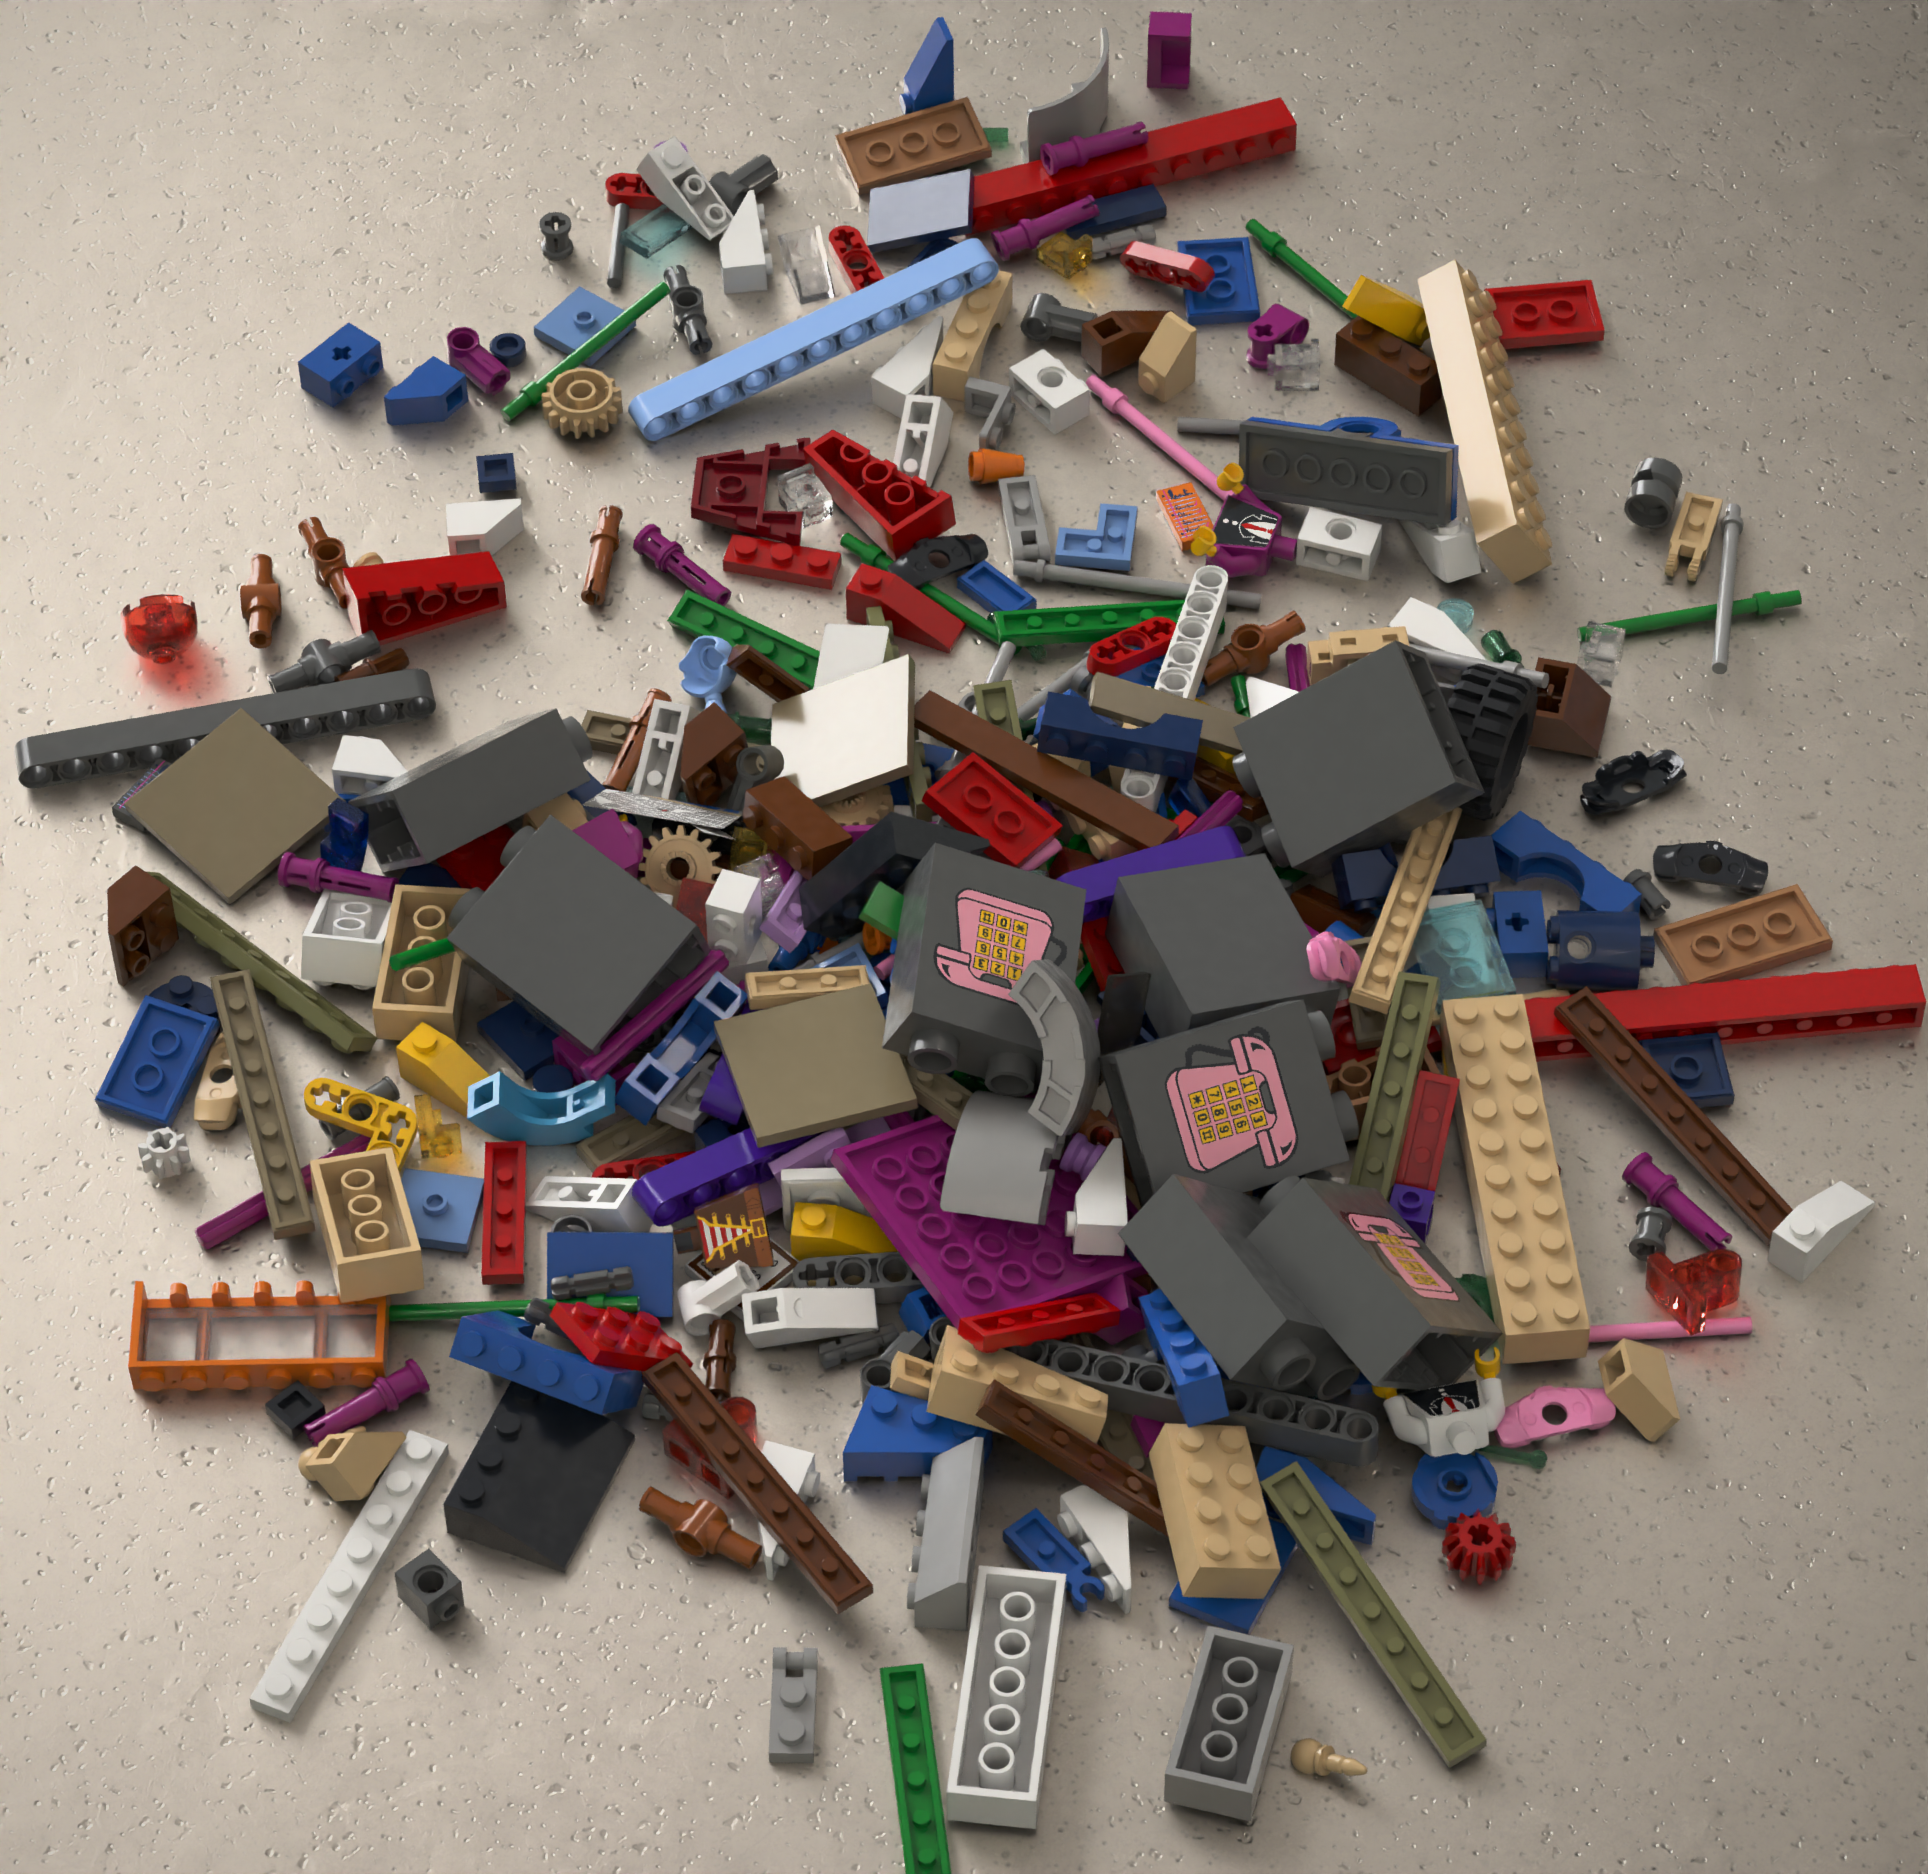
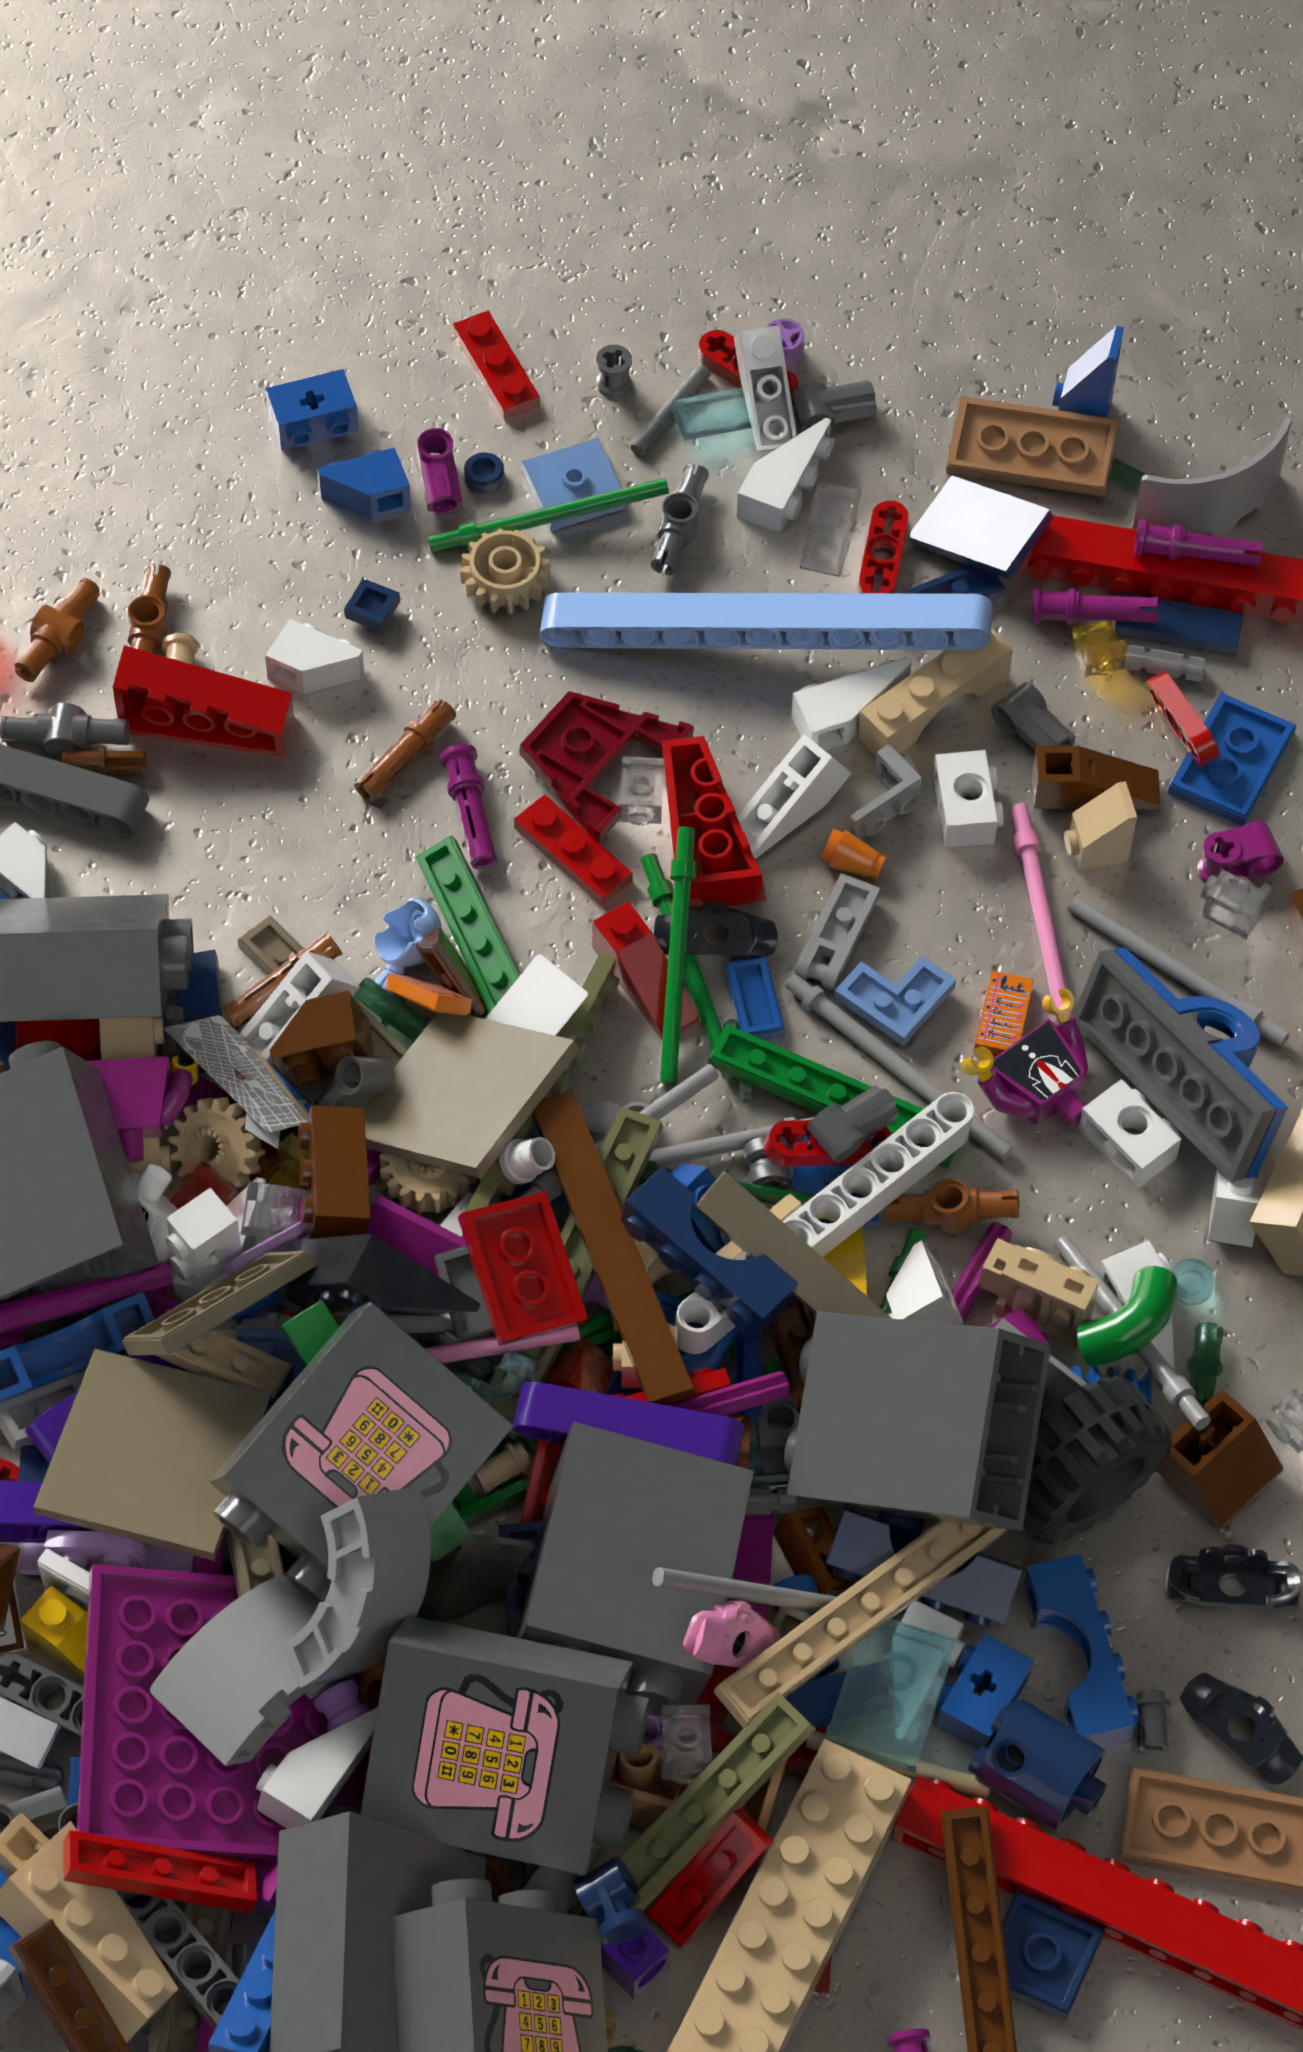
camera: 30 degrees right, 10 degrees up
(457, 275) = (496, 365): none -> red plate
(759, 695) = (428, 994): none -> orange tile
(790, 938) = (218, 1303): none -> dark tan tile
(893, 522) = (682, 873): none -> green bar
(934, 748) = (526, 1158): none -> white piece
(1145, 622) = (846, 1127): none -> dark grey piece
(1303, 928) = (744, 1590): none -> light grey bar
(1354, 1056) = (684, 1741): none -> clear brick
(1373, 1168) = (607, 1896): none -> dark blue piece
(1450, 637) = (1135, 1322): none -> green cylinder

